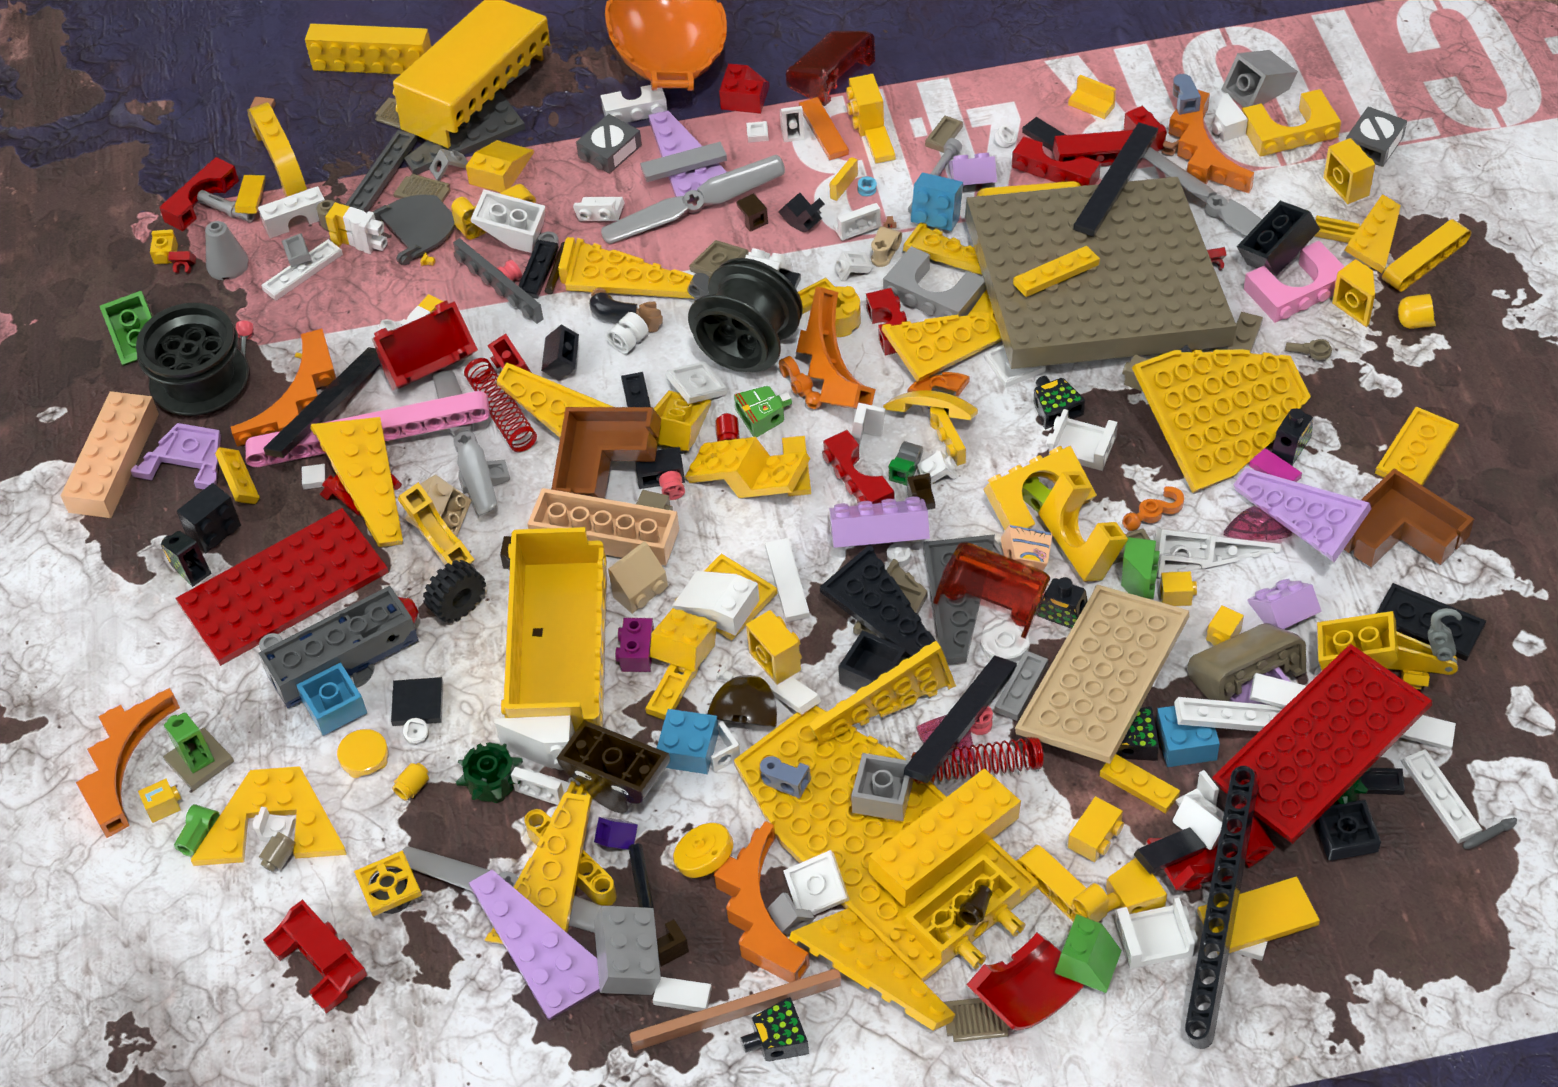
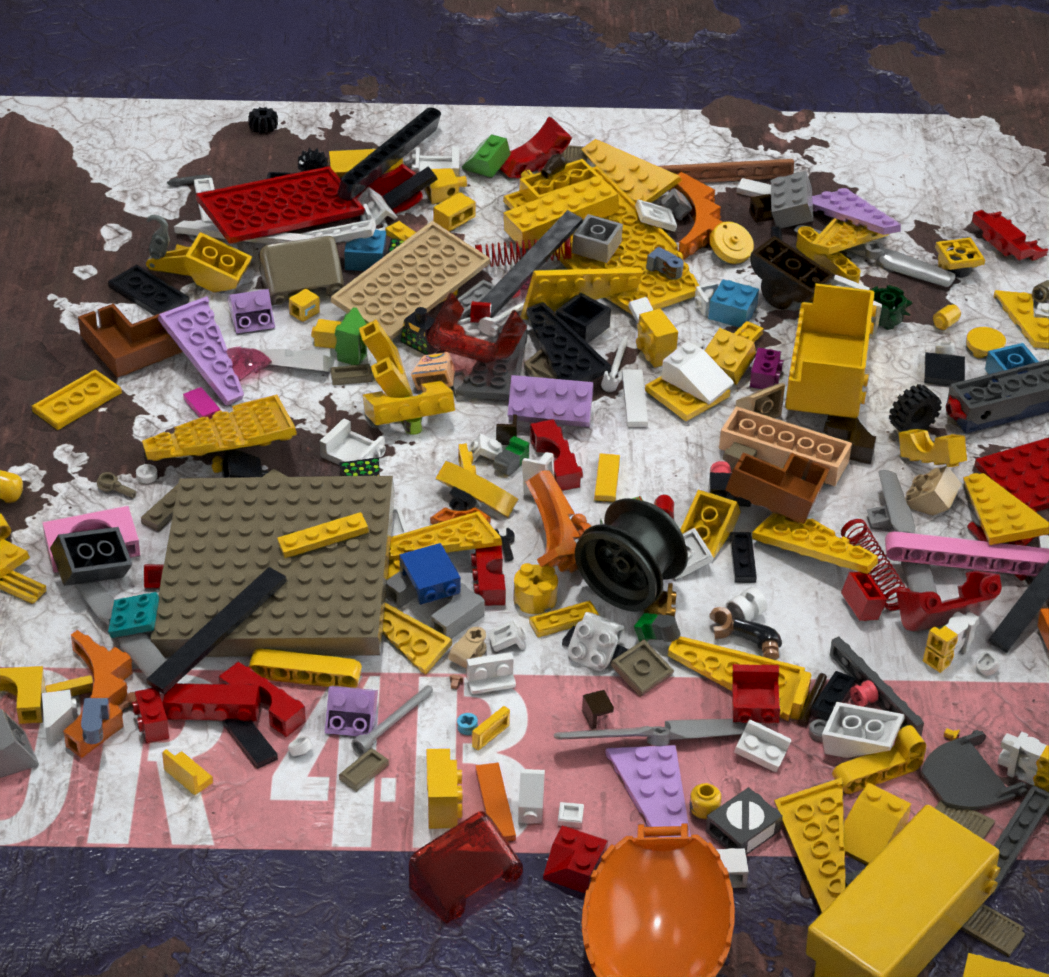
camera: 175 degrees left, 10 degrees down
(545, 143) = (817, 834): none -> yellow wing
(560, 352) = (814, 596): black brick -> none
(608, 237) = (755, 693): none -> red panel
(643, 147) = (704, 800): none -> yellow head
(683, 161) = (662, 772): light grey tile -> none
(745, 701) = (687, 312): dark brown brick -> none
(747, 467) = (646, 464): yellow bracket -> none
(777, 1033) = (697, 154): black torso -> none
(801, 213) = (543, 694): black brick -> none
(814, 587) = (609, 382): none -> white piece
(885, 369) = (506, 540): none -> black bar
(936, 201) = (405, 662): dark azure brick -> none
(943, 278) = (431, 573): none -> blue panel
(986, 632) = (487, 324): none -> white piece
(1001, 645) = (479, 311): none -> red tile
(1063, 887) = (484, 188): yellow beam -> none
(1152, 509) = (318, 389): orange piece -> none
(1205, 196) = (133, 615): none -> teal plate
(1231, 138) = (76, 686): none -> yellow tile
(1297, 428) = (175, 409): black torso -> none
(1328, 880) = (312, 160): none -> black gear
(1355, 291) = (46, 502): yellow slope -> none
(1439, 978) = (263, 120): none -> black gear

